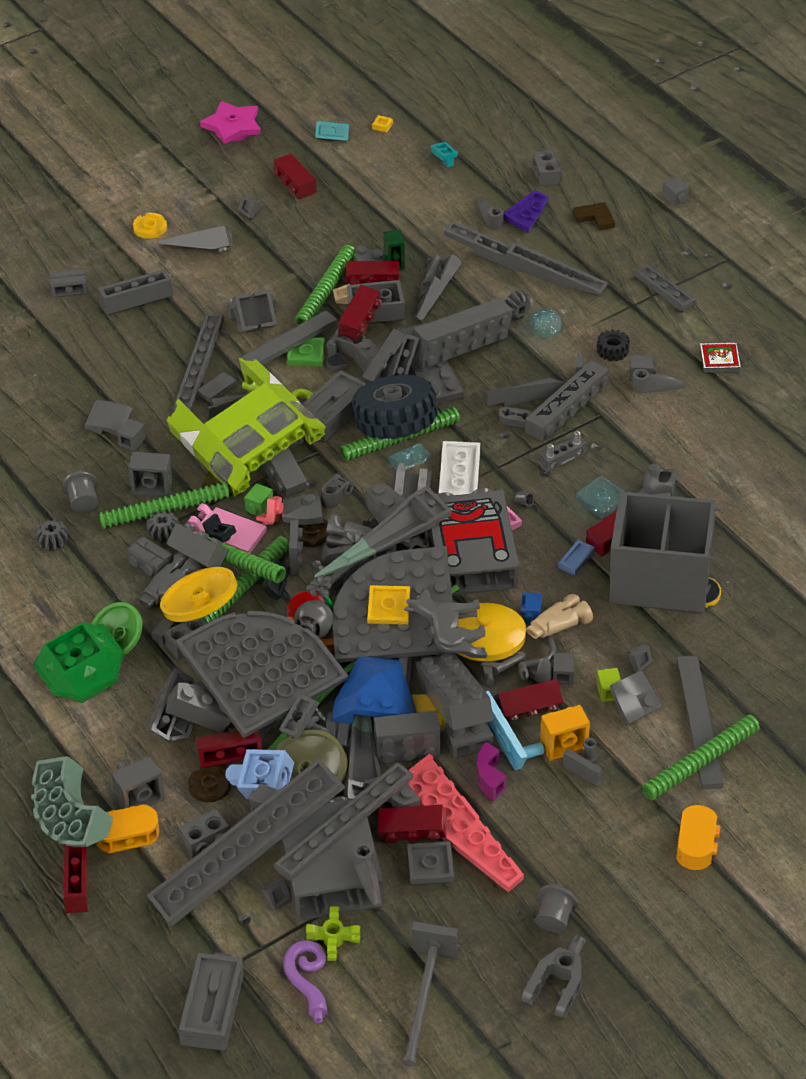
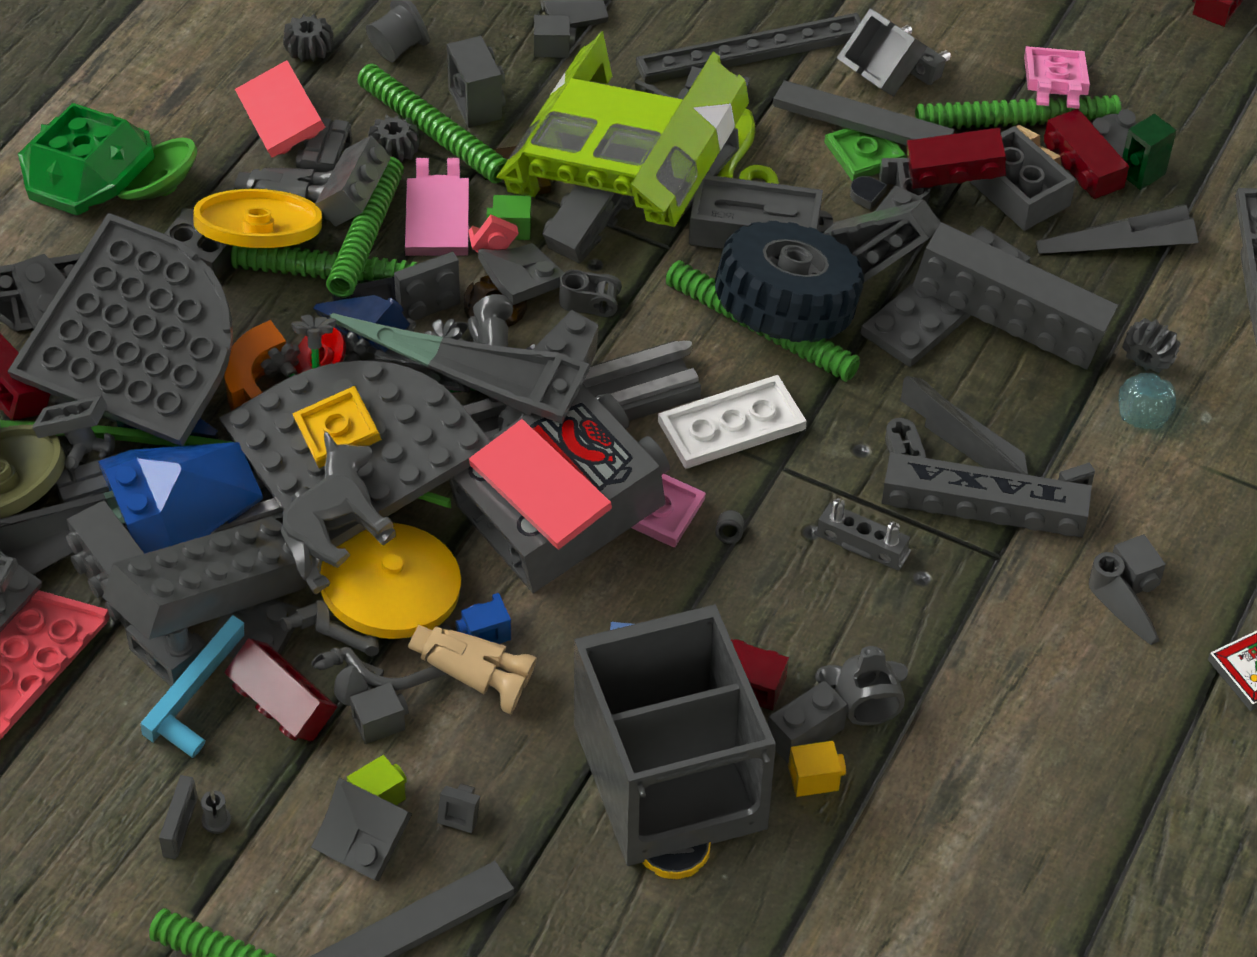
camera: 60 degrees right, 5 degrees up
(108, 562) = (280, 109): none -> coral tile
(217, 529) = (413, 192): black bracket -> none
(300, 577) = (366, 308): none -> dark blue slope
(314, 259) = (1056, 73): none -> bright pink tile
(315, 617) = (274, 358): dark grey brick -> none
(409, 457) = (724, 352): clear light blue plate -> none
(484, 537) = (540, 484): none -> coral tile
(490, 779) = (93, 701): magenta brick -> none
(564, 731) = (225, 759): light orange brick -> none
(600, 496) = (799, 624): clear light blue plate -> none
(610, 338) = (1163, 522): black tyre -> none

